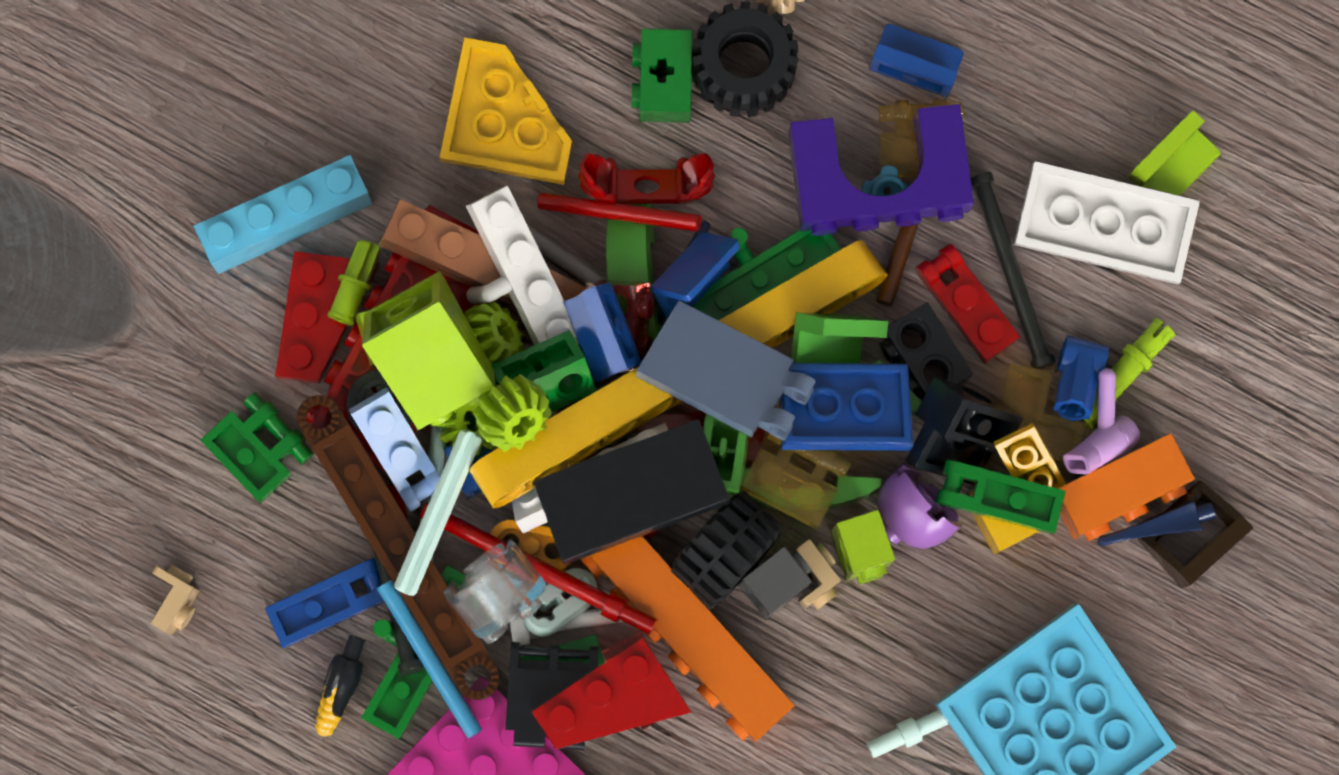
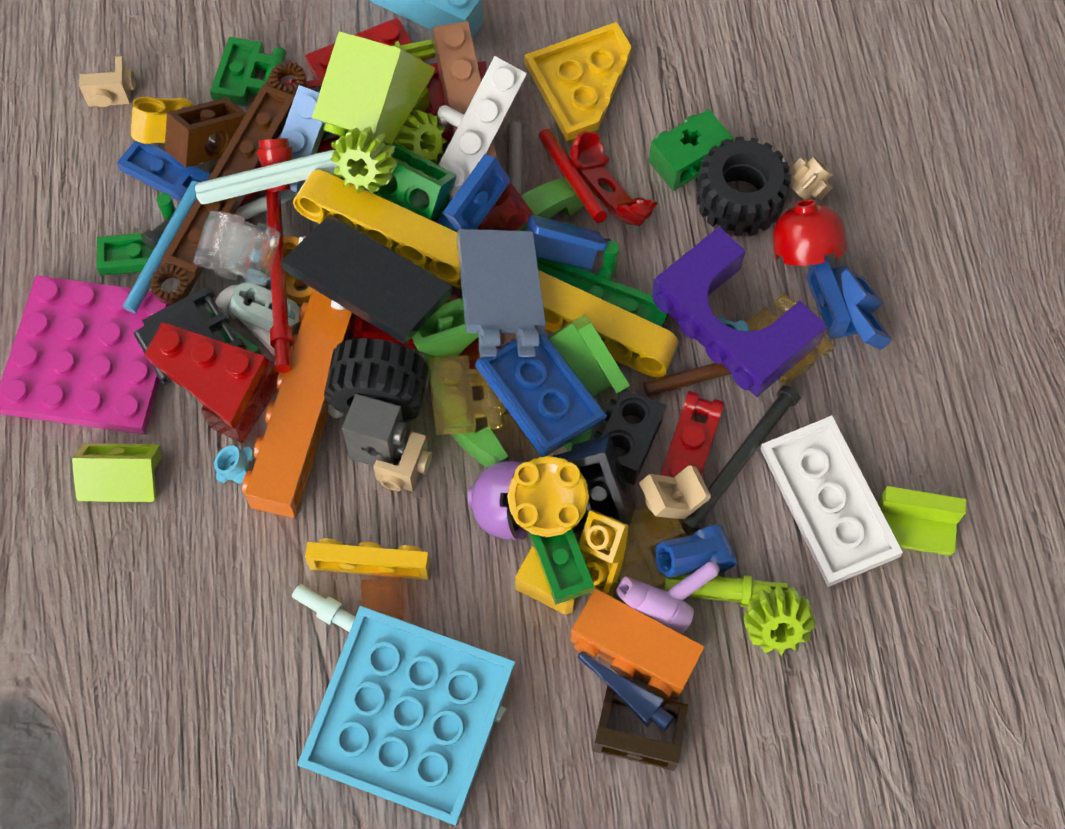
camera: 60 degrees right, 15 degrees down
(268, 569) = (150, 117): none -> yellow piece
(319, 537) = (201, 131): none -> reddish brown brick
(340, 683) = (116, 213): black piece -> none
(410, 487) = (274, 152): none -> red cone
(697, 739) = (233, 463): none -> medium azure plate
(848, 43) = (808, 234): none -> red cylinder
(863, 547) = (446, 475): lime brick -> none
(885, 667) = (368, 559): none -> yellow plate
(928, 679) = (383, 596): none -> clear orange tile
(938, 46) = (861, 303): none -> blue slope
(962, 474) = (547, 496): none -> yellow dish
(1018, 356) = (675, 496): none -> tan bracket
(1187, 351) = (779, 620): none -> lime gear

